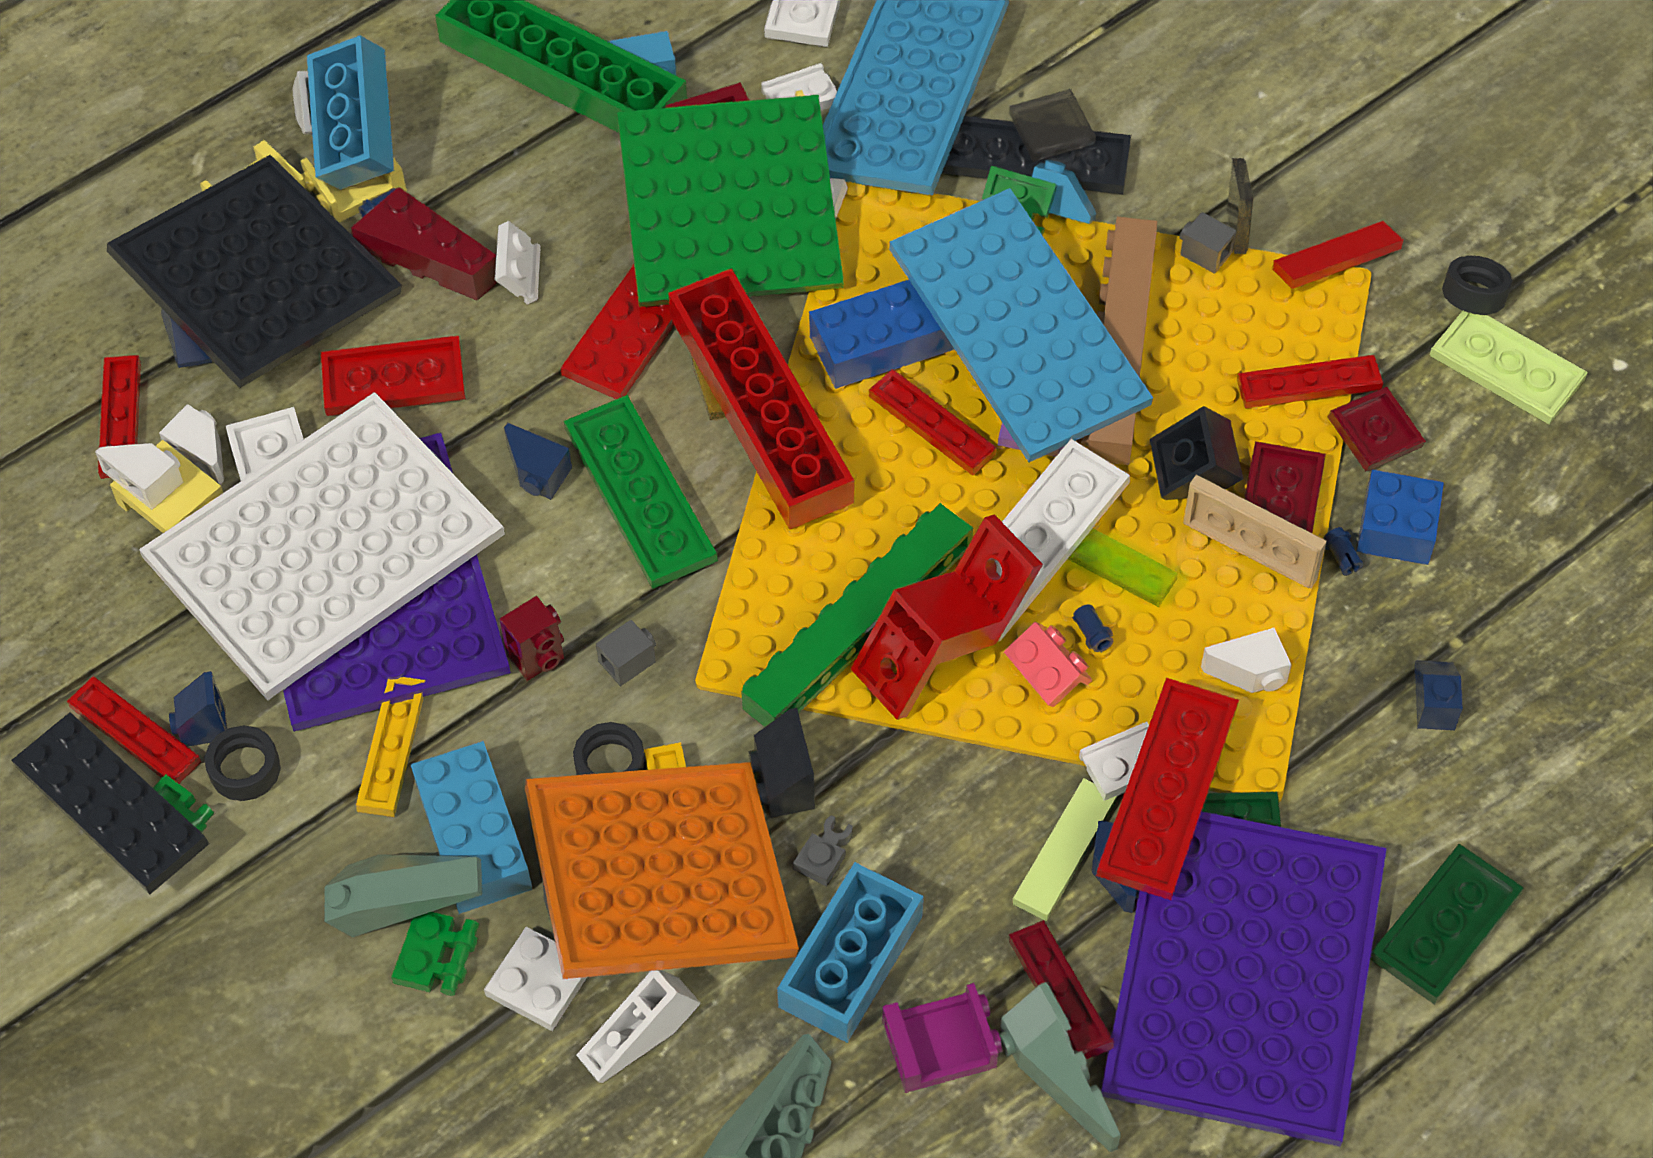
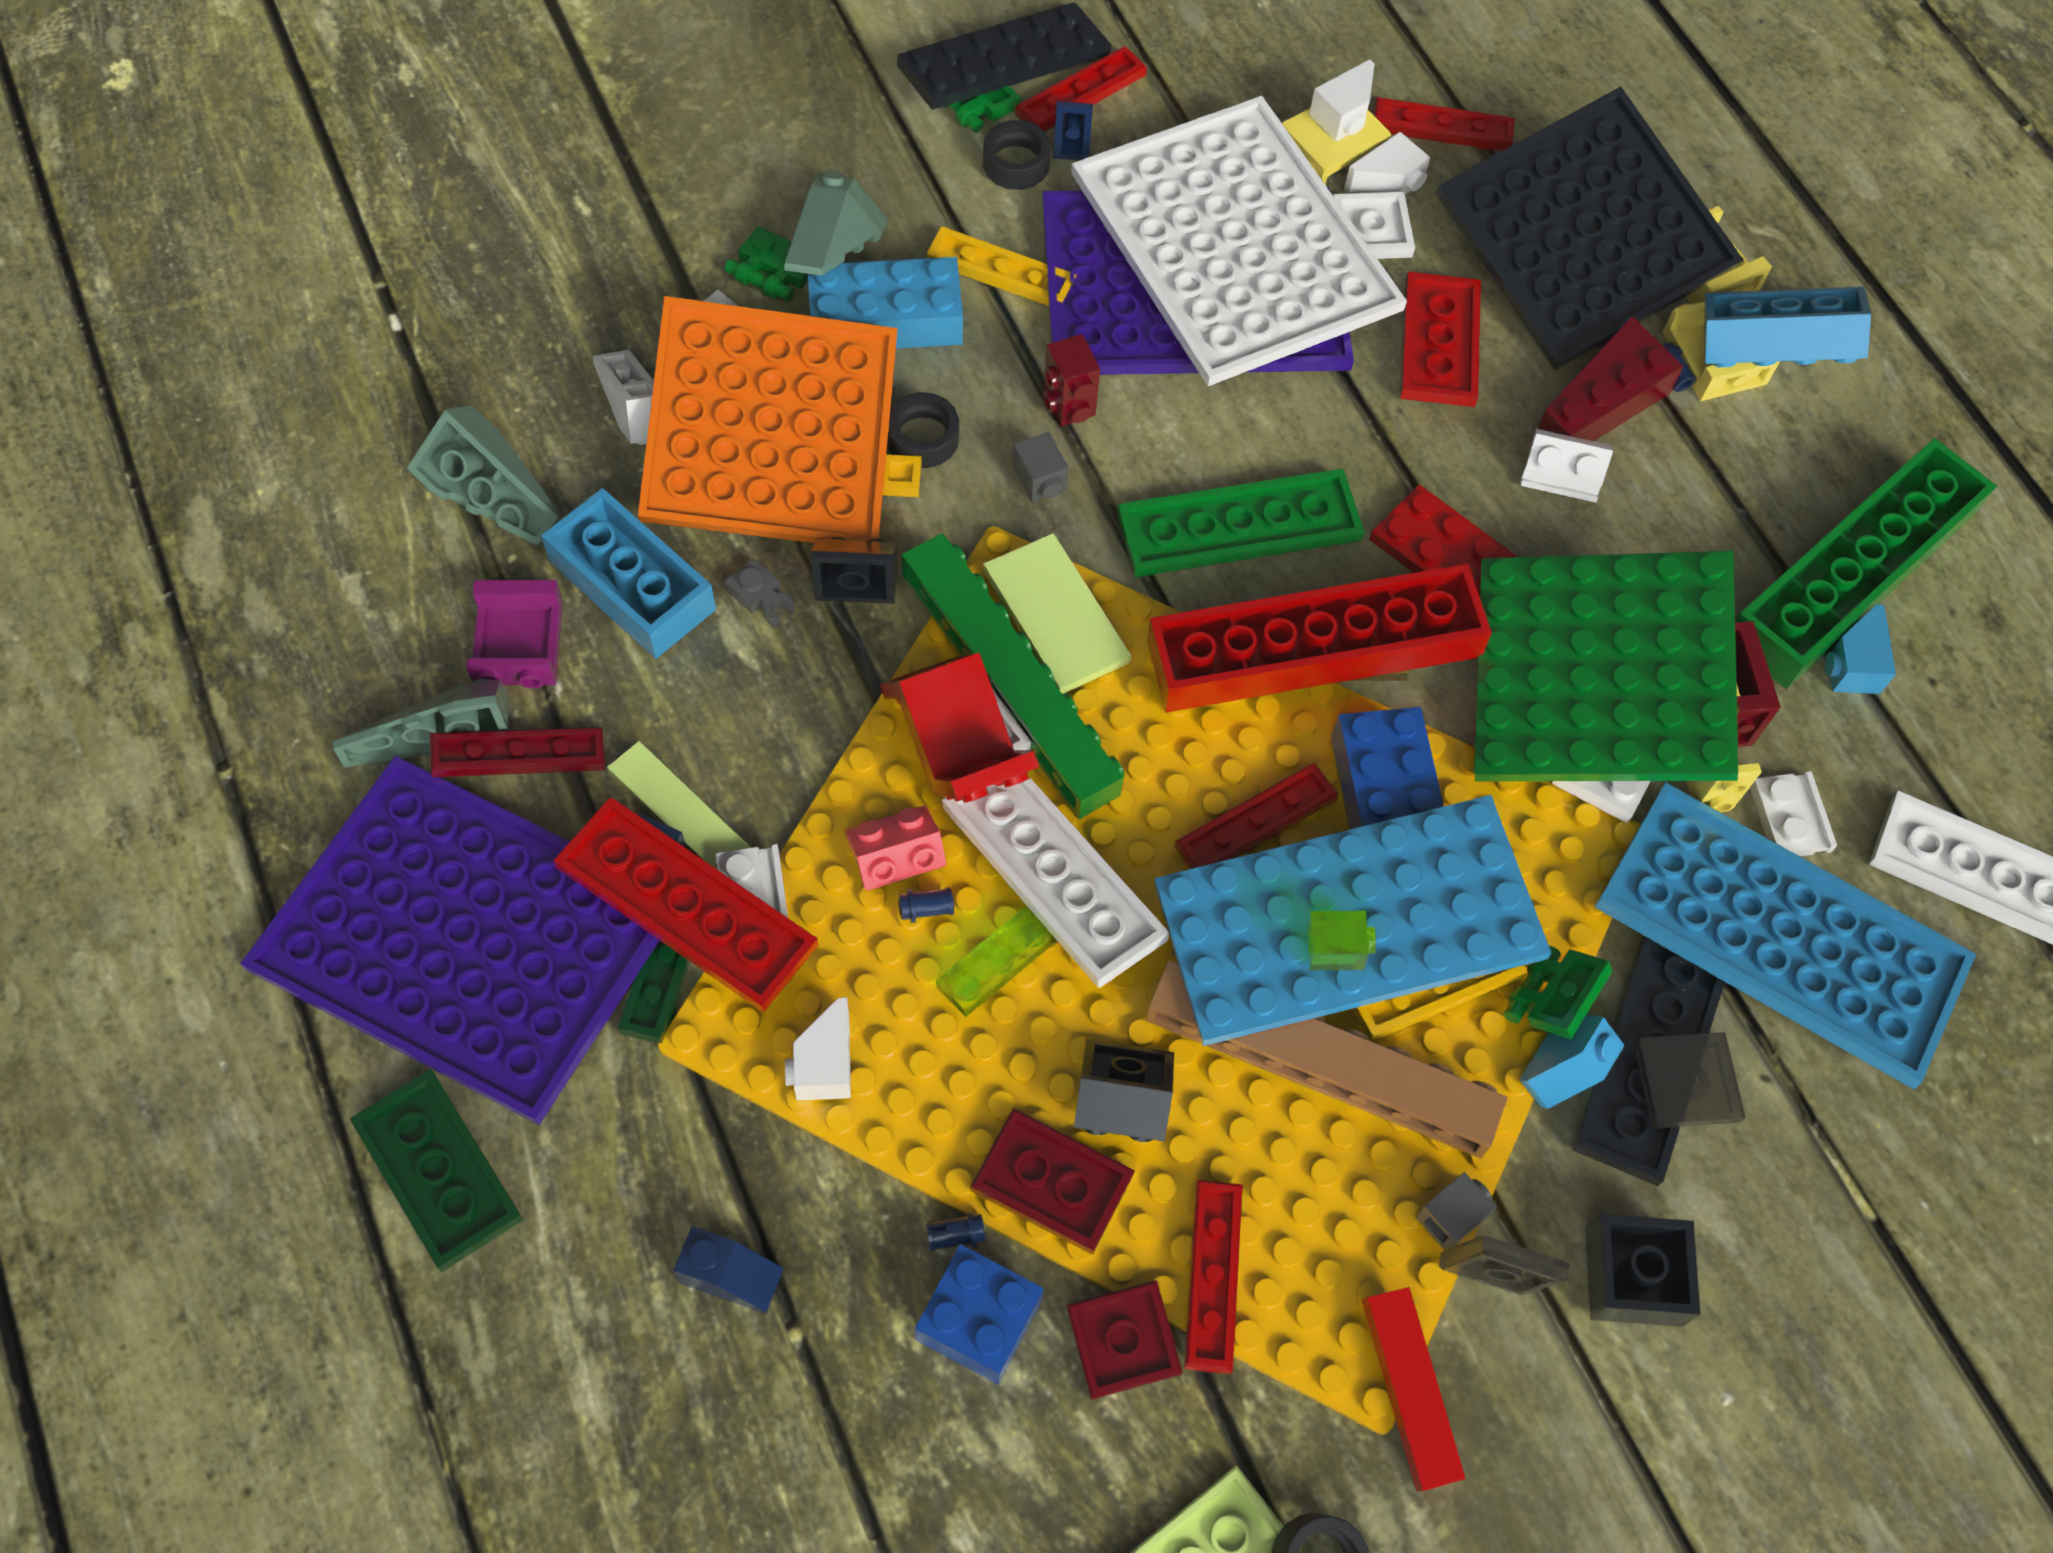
camera: 100 degrees right, 5 degrees up
(537, 461) = (1298, 435): dark blue slope -> none
(779, 603) = (1057, 613): none -> yellowish green tile
(1056, 310) = (1339, 940): none -> clear neon green brick
(1203, 136) = (1642, 1270): none -> black brick
(1254, 532) = (986, 1104): tan tile -> none

